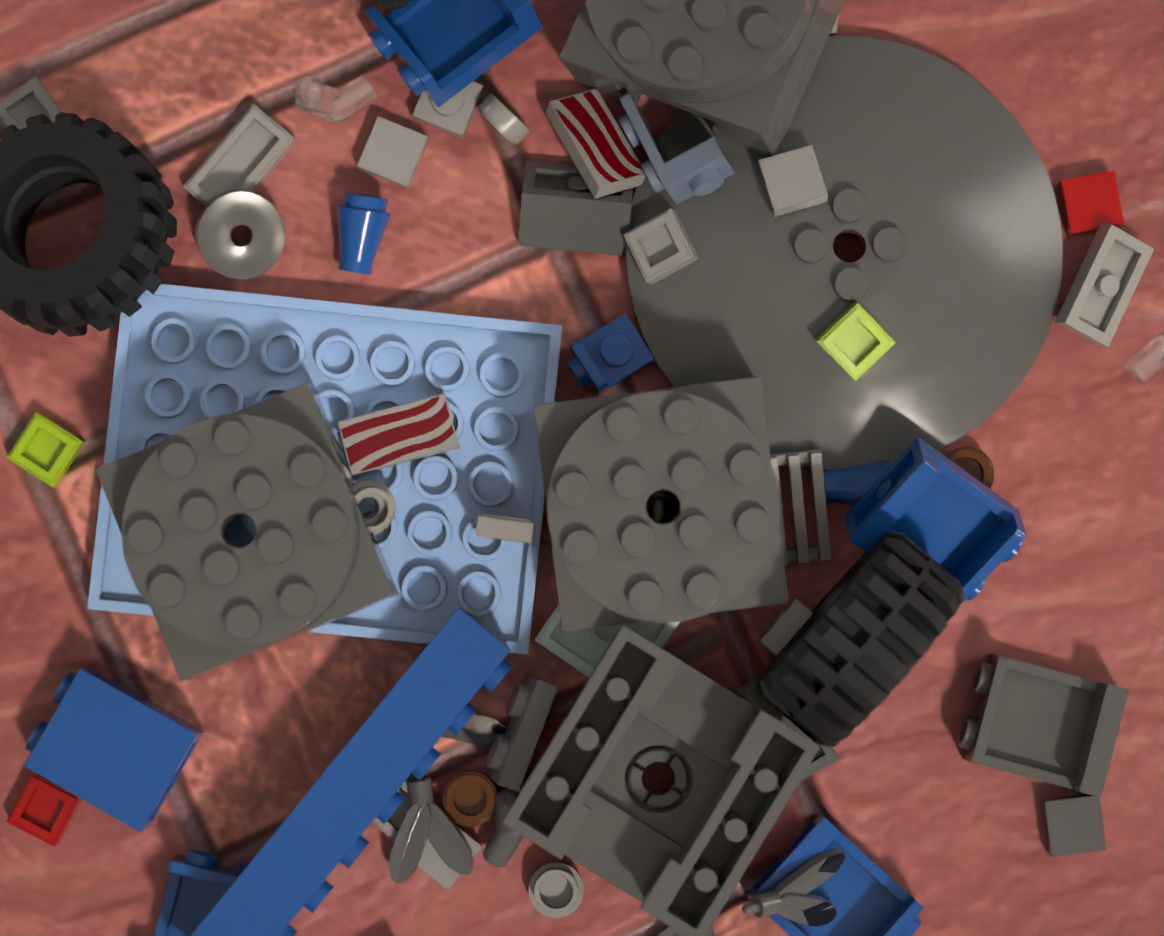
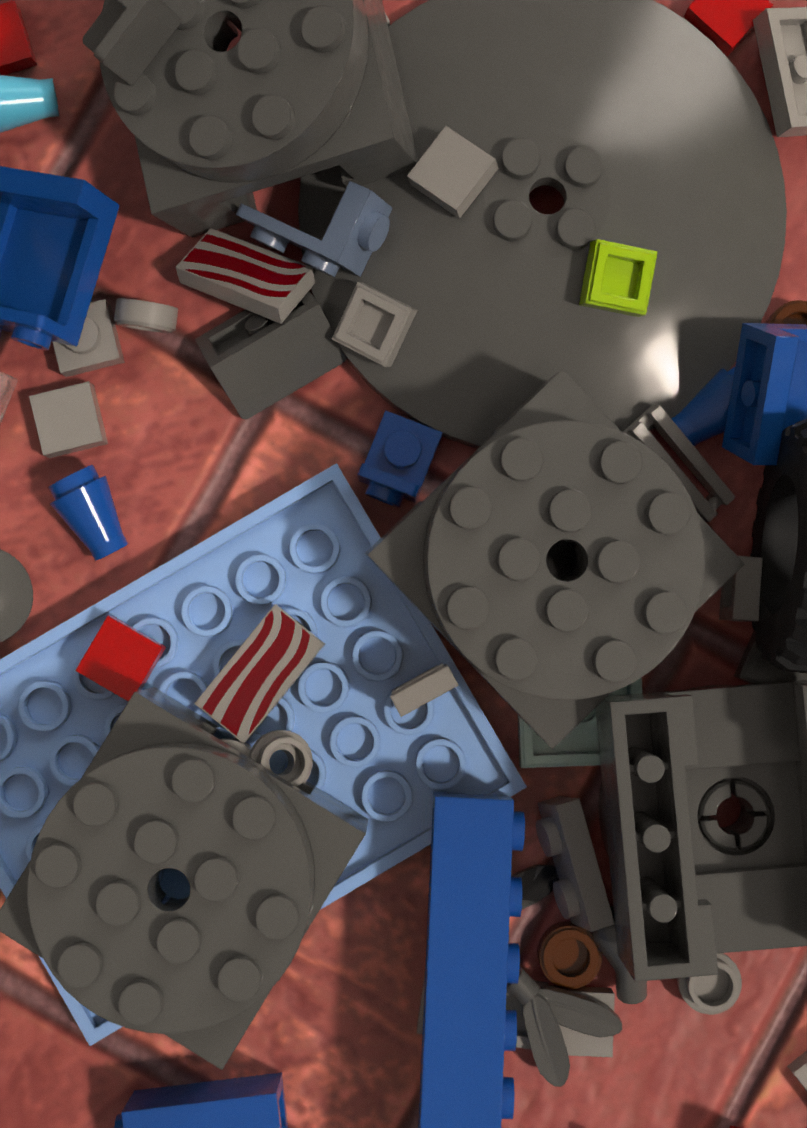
camera: 30 degrees left, 0 degrees up
(308, 352) = (120, 658): none -> red tile

